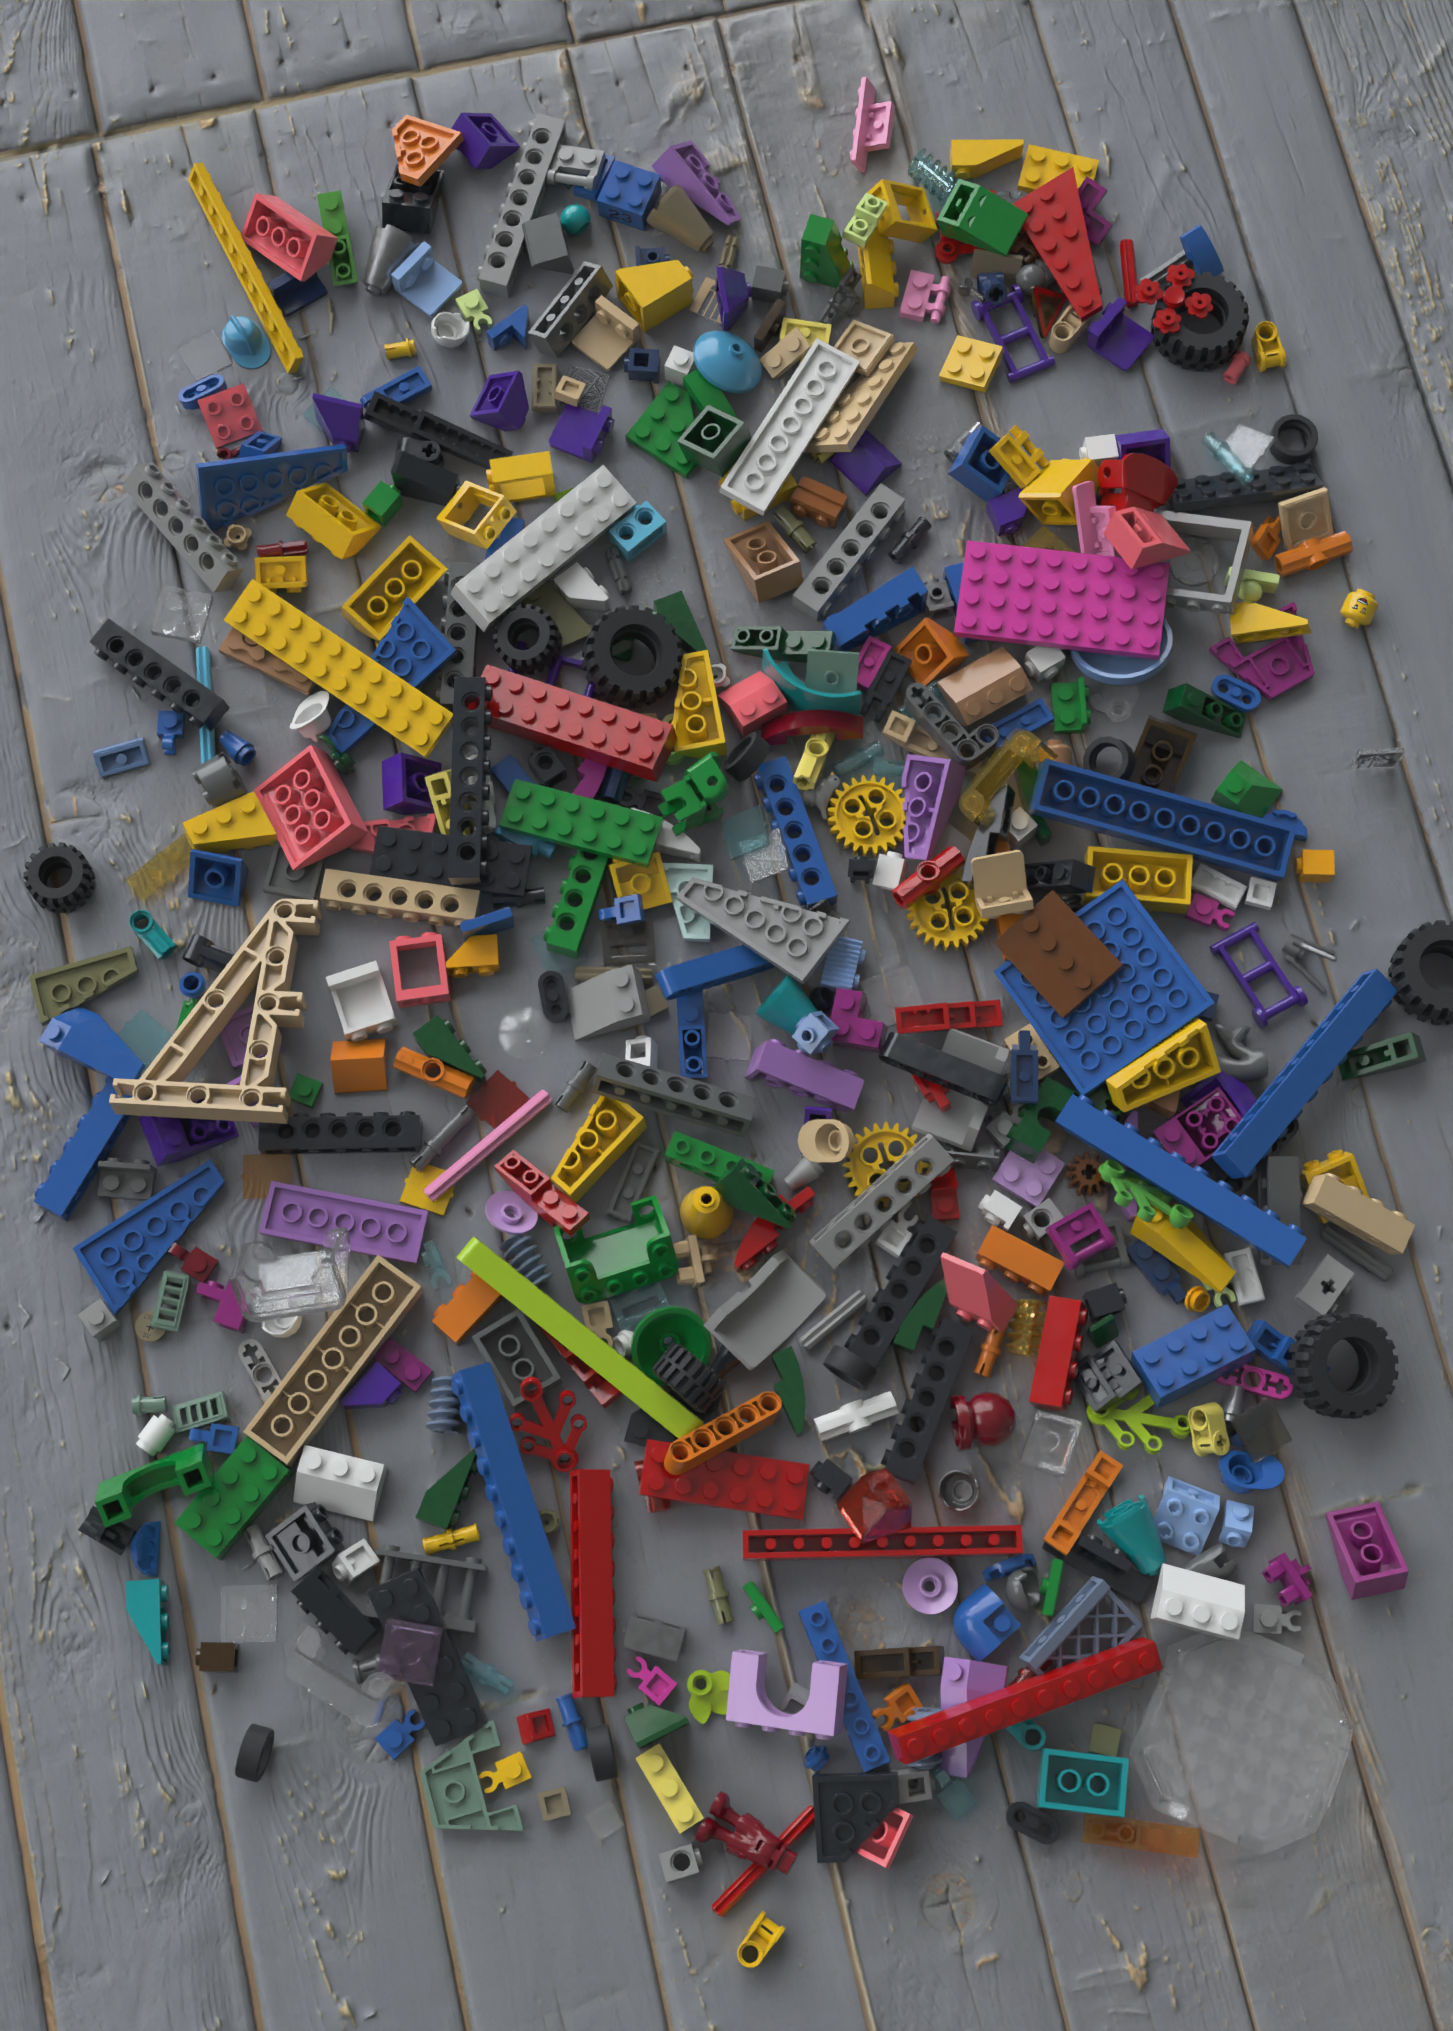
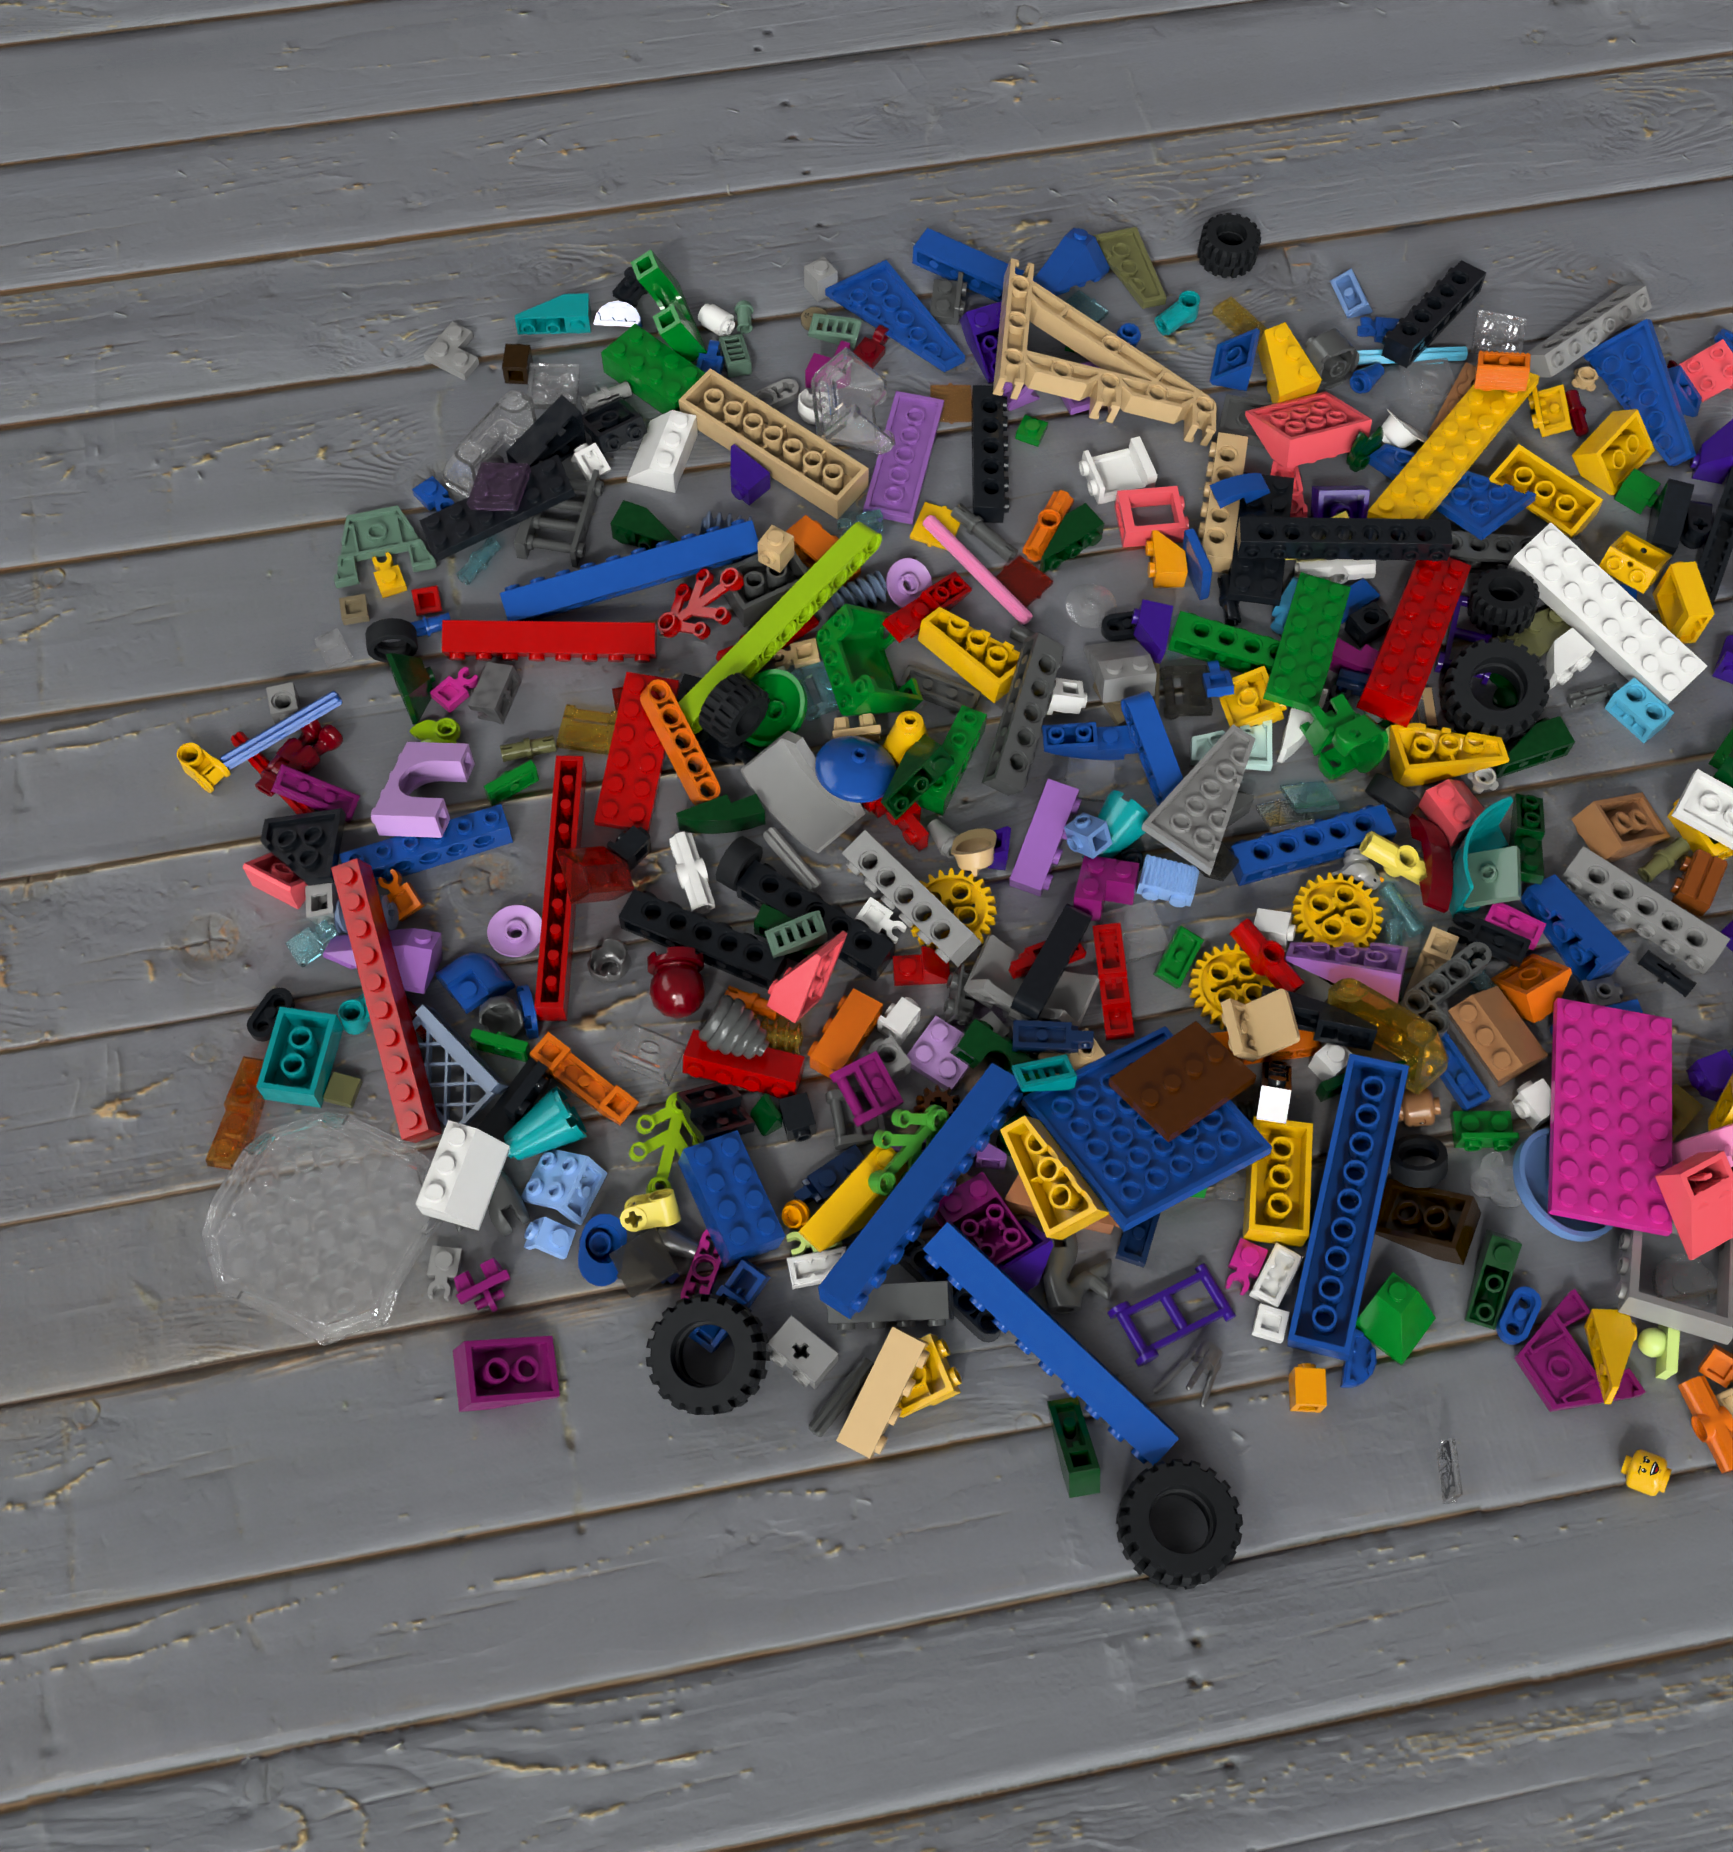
camera: 90 degrees right, 10 degrees down
(198, 1744) = (449, 352): none -> light grey plate
(203, 953) = (1163, 349): black piece -> none
(254, 1753) = (436, 375): black tyre -> none
(261, 612) = (1502, 371): none -> orange brick
(359, 1066) = (1055, 469): orange slope -> none
(400, 878) = (1246, 486): none -> blue slope
(403, 1365) = (769, 502): magenta plate -> none
(451, 1539) = (603, 534): yellow pin -> none
(494, 1344) = (776, 548): none -> tan brick
(553, 1518) = (612, 604): olive plate -> none
(568, 968) = (1152, 627): none -> dark purple slope
(669, 1788) = (359, 695): light yellow brick -> none
(702, 1538) = (586, 736): none -> clear yellow plate
(721, 1855) = (281, 730): none -> axle
(746, 1272) = (854, 768): none -> blue dish
(790, 1810) = (314, 792): none -> magenta tile
(816, 1757) = (363, 823): blue plate -> none
(861, 869) = (1274, 894): black plate -> none
(899, 1662) = (444, 900): dark brown slope -> none
(919, 958) = (1178, 957): none -> green plate
(921, 1284) = (803, 922): none -> sand green slope
(1038, 1359) = (734, 1029): none -> dark grey piece
(1057, 1056) = (1058, 1064): none -> teal slope

